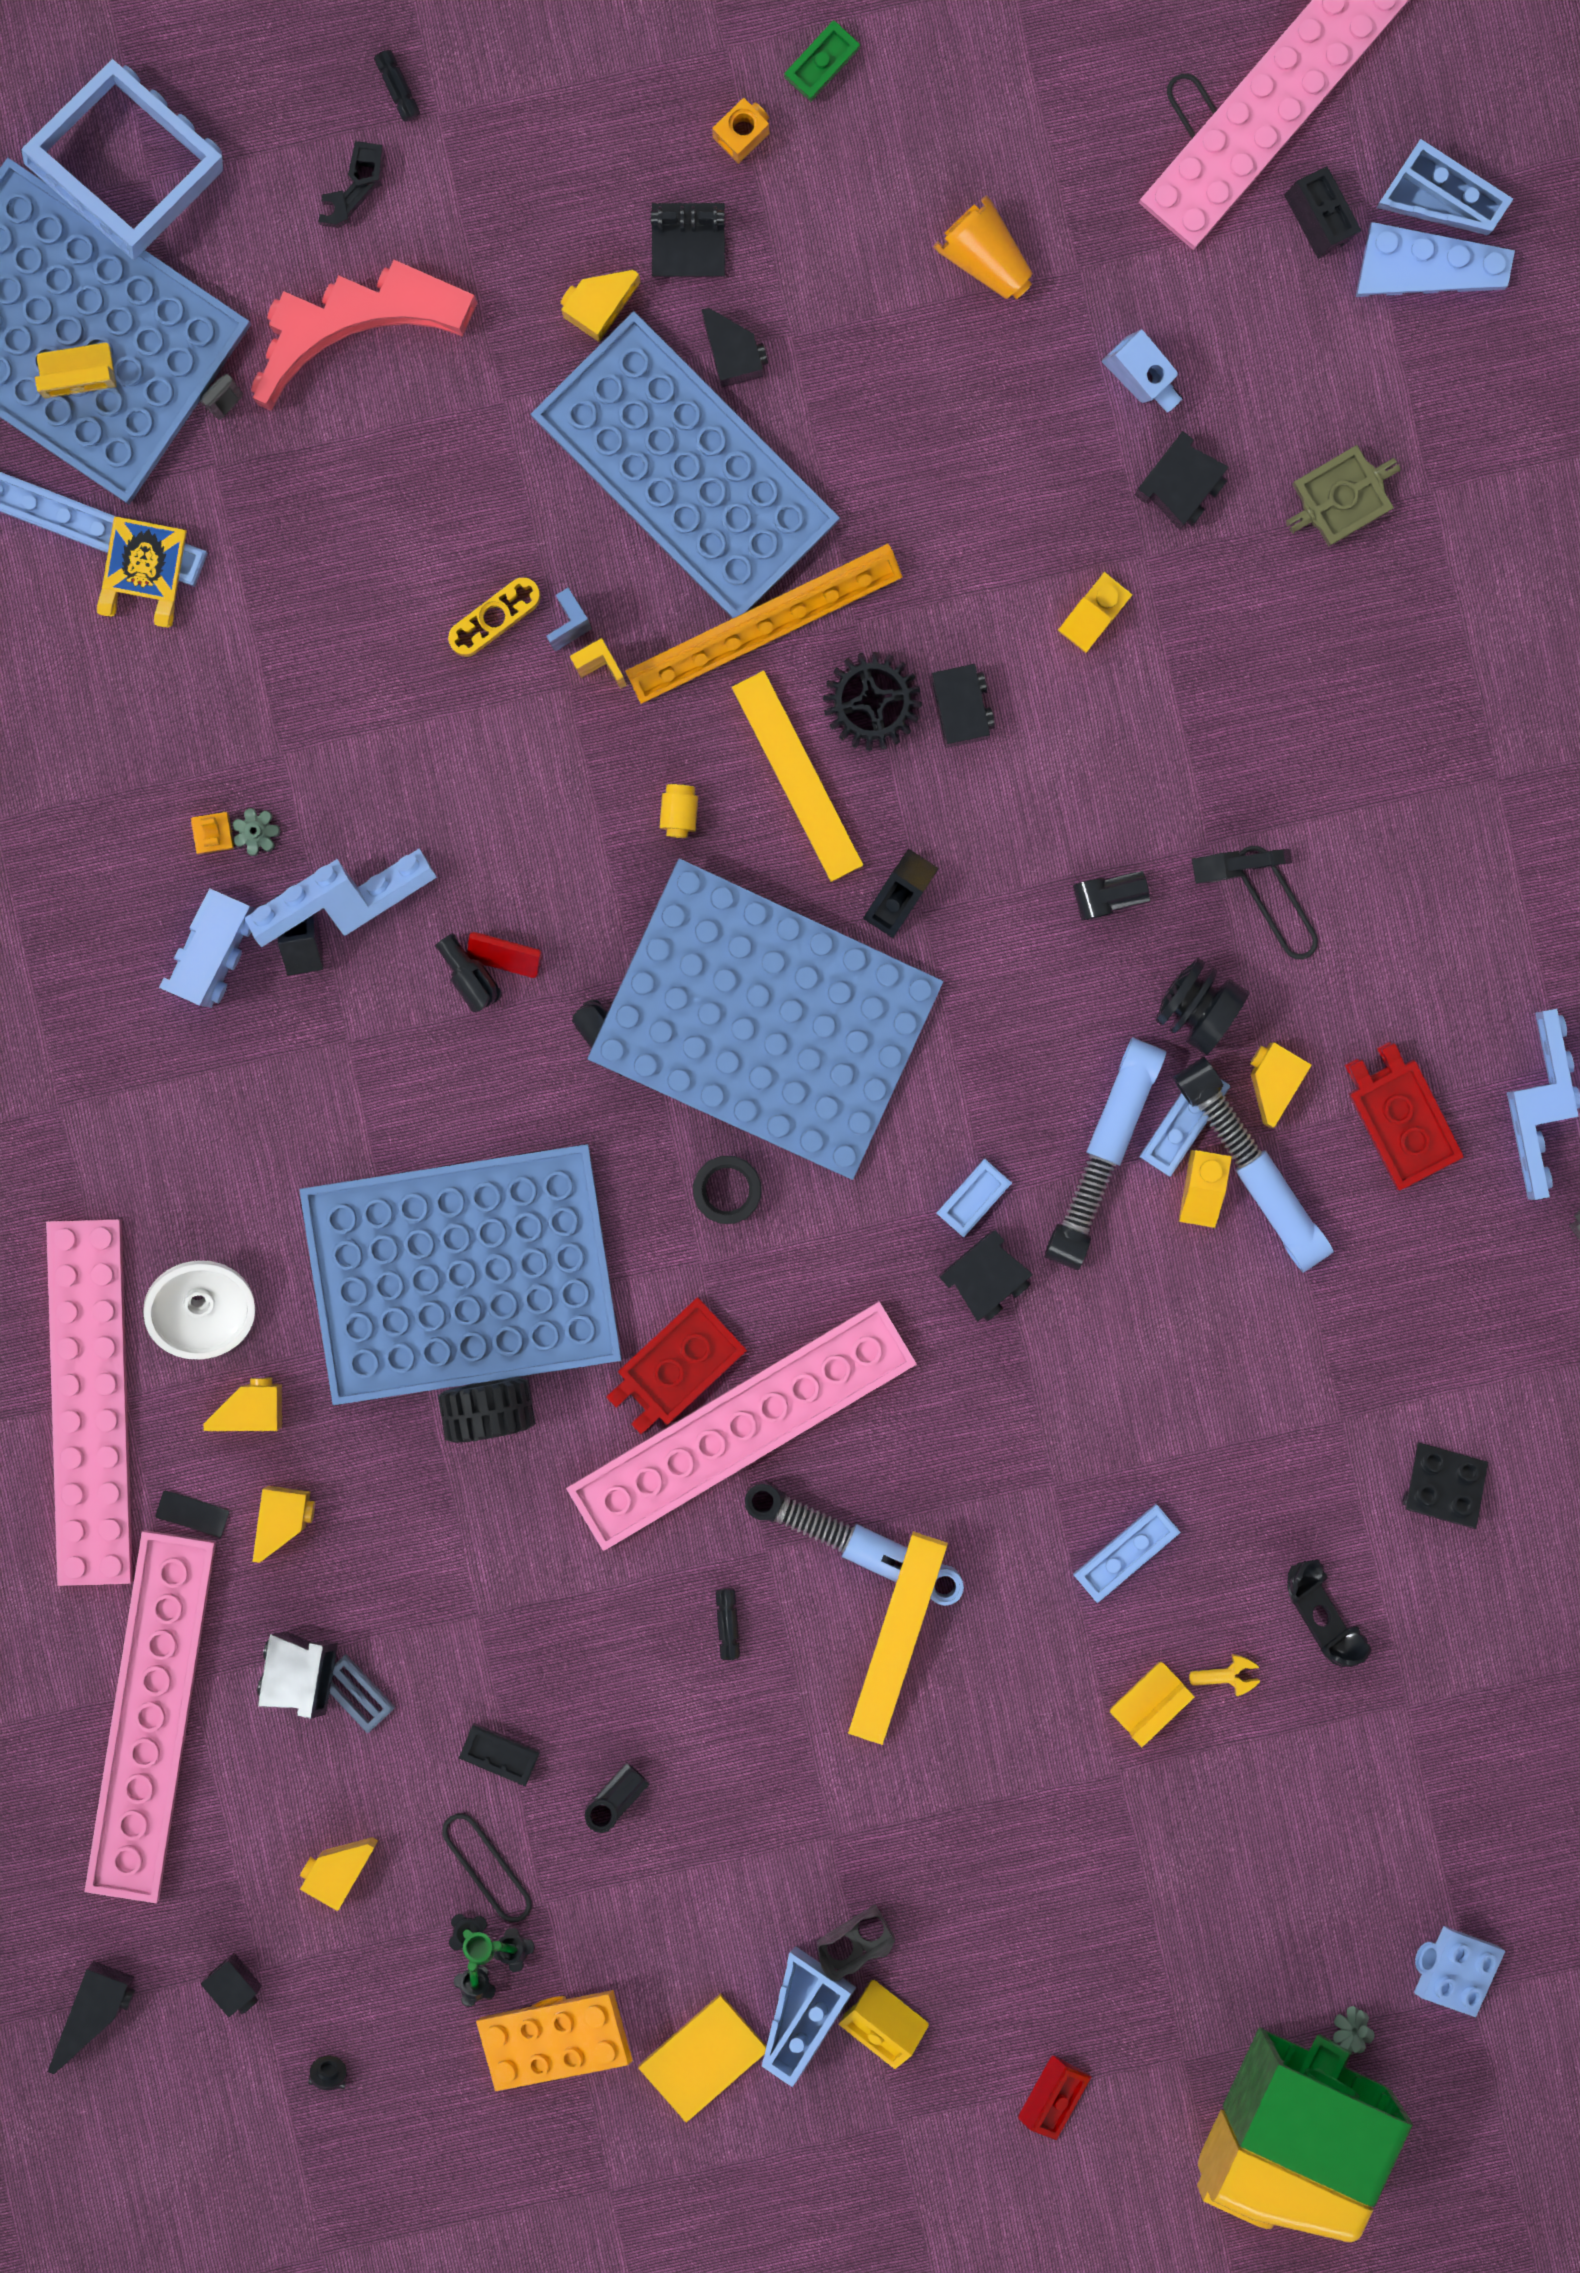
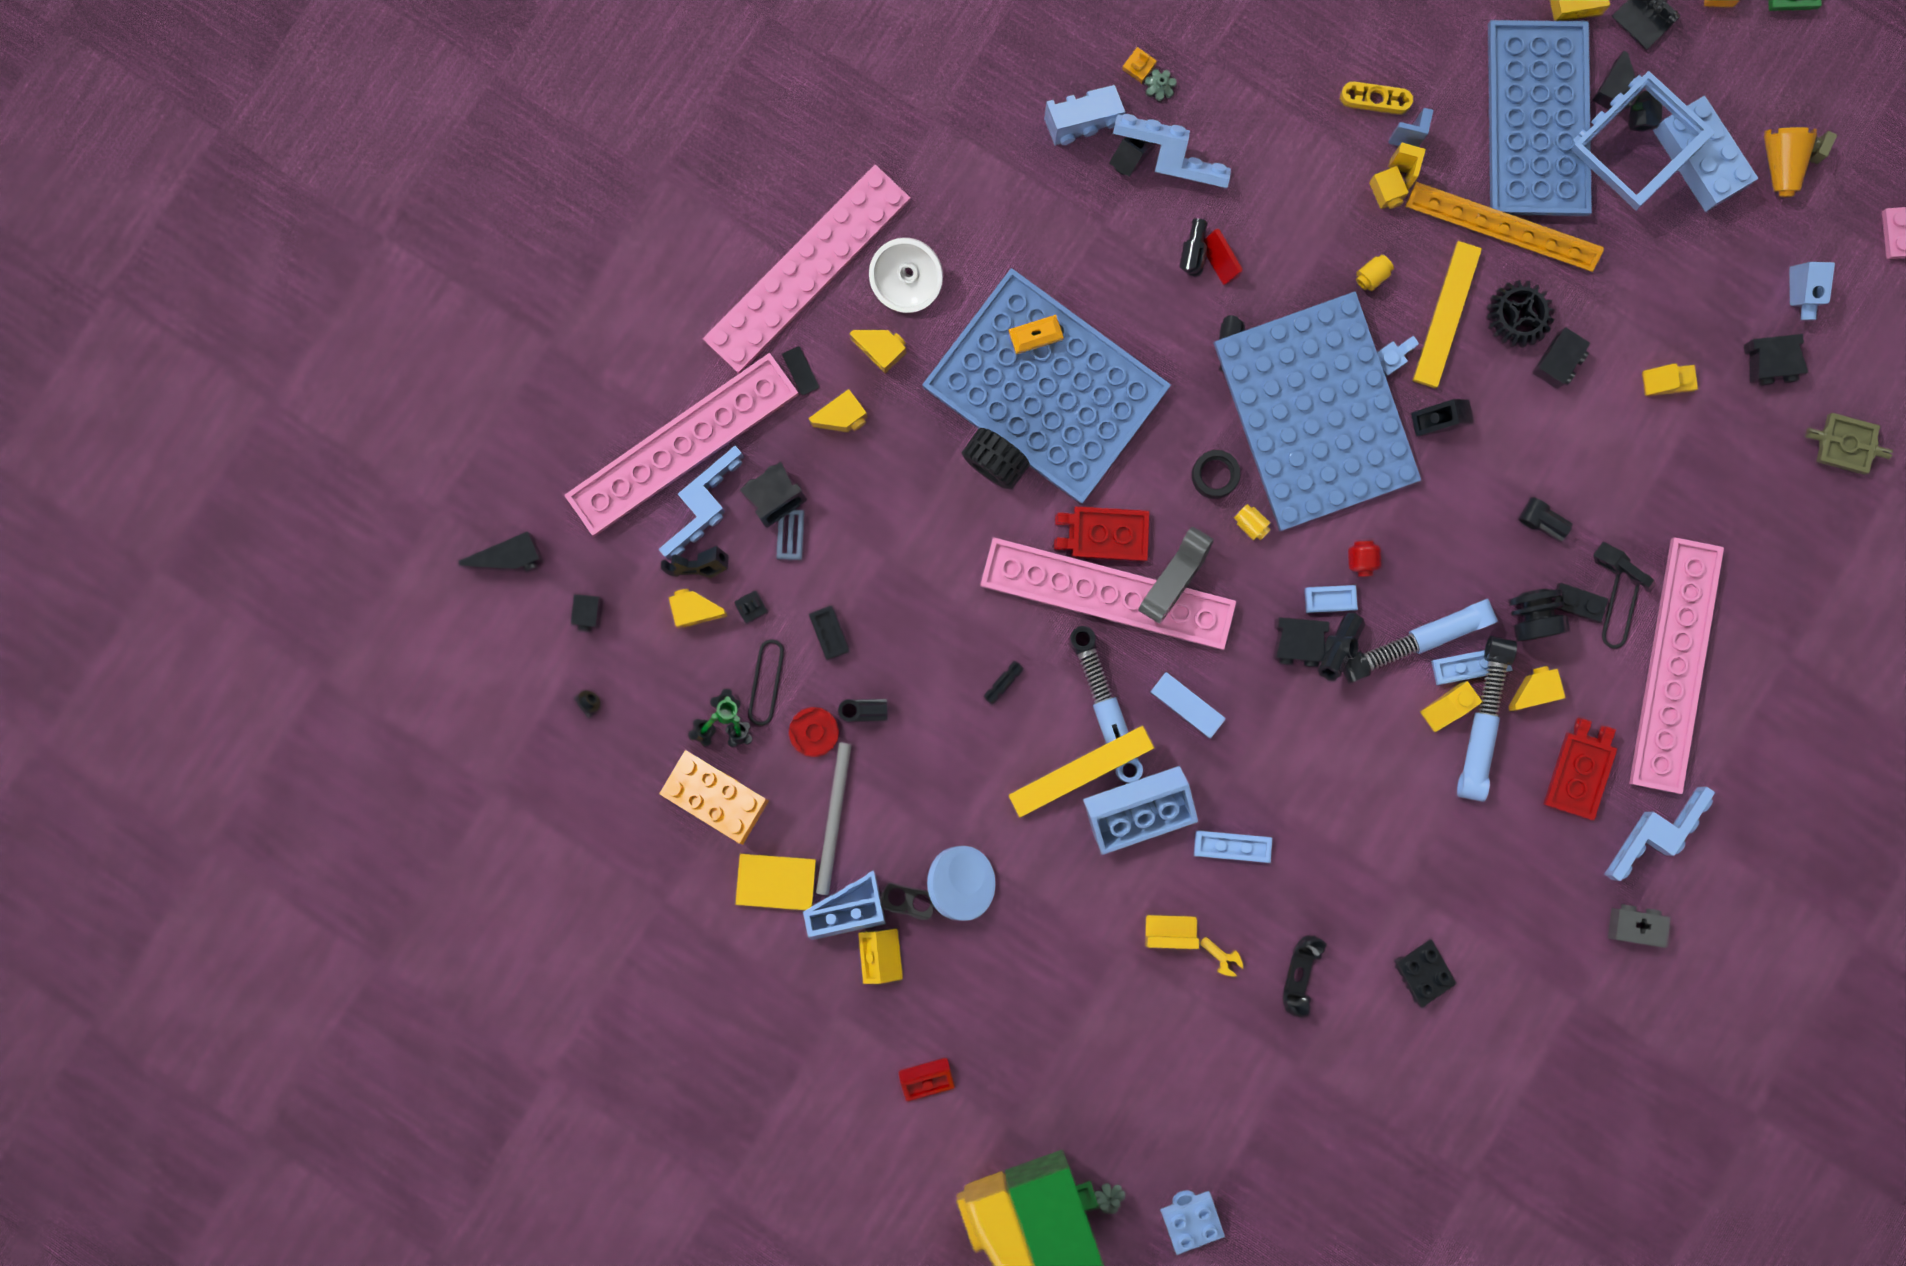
camera: 40 degrees right, 5 degrees down
(234, 1756) = (702, 503): none -> light blue bracket
(304, 1811) = (708, 564): none -> black piece
(392, 1808) = (751, 607): none -> black tile
(407, 1218) = (1024, 340): none -> light orange piece
(587, 1869) = (813, 732): none -> red tile
(604, 704) = (1389, 188): none -> yellow brick
(696, 1935) = (833, 818): none -> light grey piece
(753, 380) = (1670, 102): none -> light blue window
(784, 880) = (1393, 357): none -> light blue plate
(788, 349) = (1645, 113): none -> black rock
(794, 1343) = (1177, 575): none -> dark grey beam
(815, 1202) = (1252, 522): none -> yellow brick
(890, 1873) = (961, 883): none -> light blue piece
(895, 333) = (1717, 167): none -> light blue brick
(937, 1456) = (1187, 705): none -> light blue tile
(965, 1123) = (1364, 558): none -> red head
(996, 1618) = (1140, 810): none -> light blue brick
(1009, 201) = (1822, 147): none -> olive plate
(1033, 1244) = (1341, 647): none -> black piece
(1231, 942) = (1581, 603): none -> black plate
(1392, 910) = (1676, 665): none -> bright pink plate

